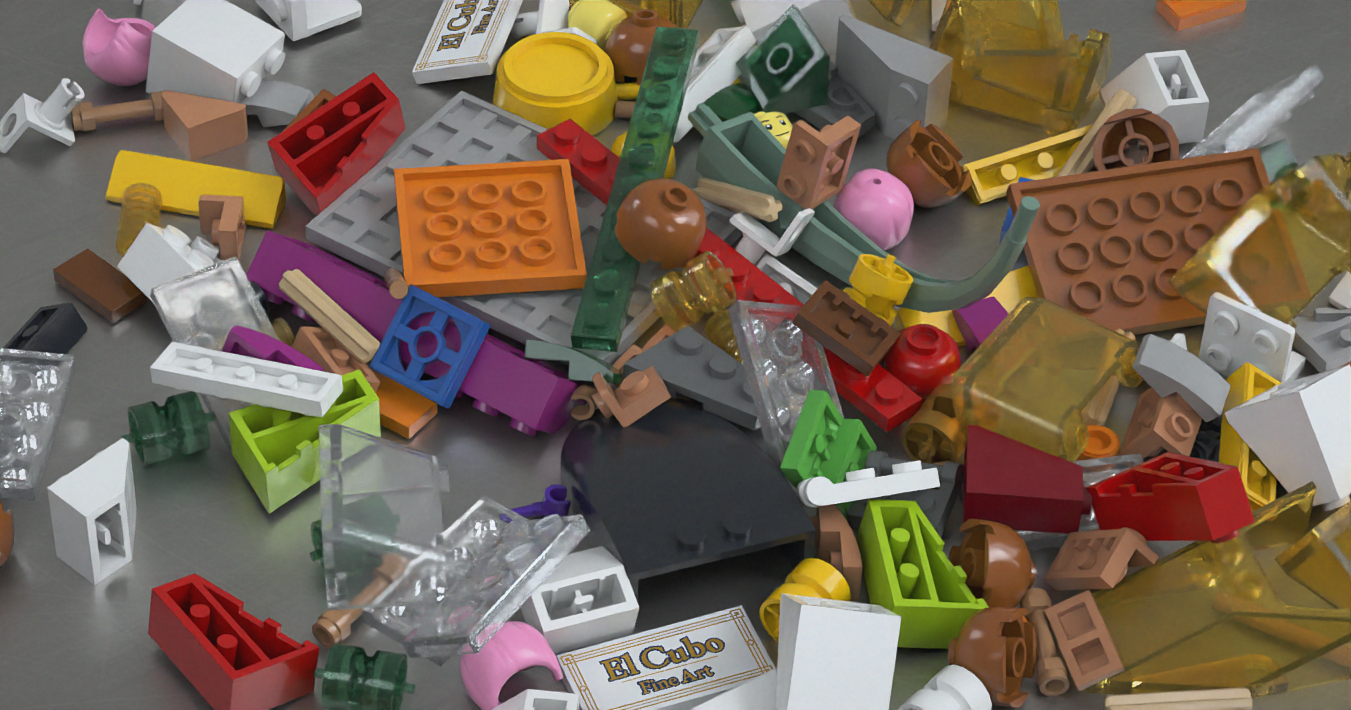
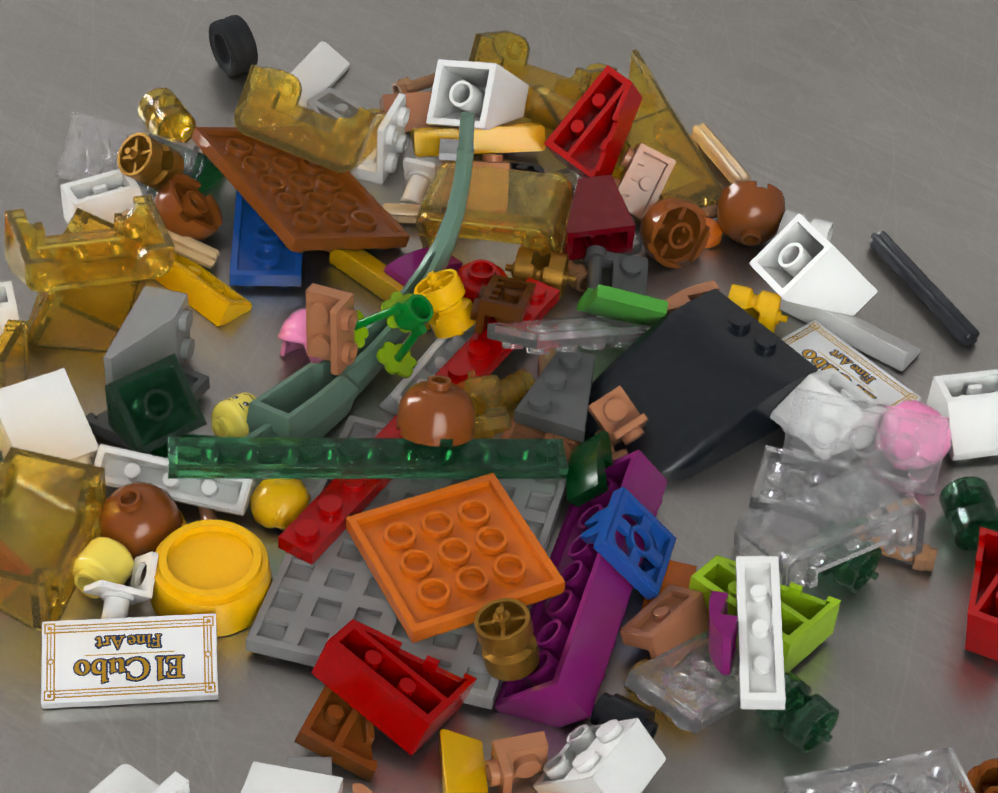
camera: 110 degrees left, 0 degrees up
(96, 513) = (929, 705): white slope -> none
(329, 315) = (624, 625): tan axle -> none
(343, 217) = (507, 639): none -> pearl gold wheel
(395, 283) = (576, 579): medium nougat bar -> none
(552, 503) = (724, 472): dark purple hand -> none
(738, 199) = (349, 402): tan axle -> none
(760, 239) = (385, 382): white bracket -> none
(819, 219) = (403, 312): none -> plant
(864, 485) = (654, 270): white plate -> none
(913, 575) = (710, 254): lime wedge -> none
(928, 165) = (251, 320): dark orange cylinder -> none
(1084, 640) = (703, 186): nougat slope -> none
(1194, 105) = (148, 160): none -> pearl gold wheel

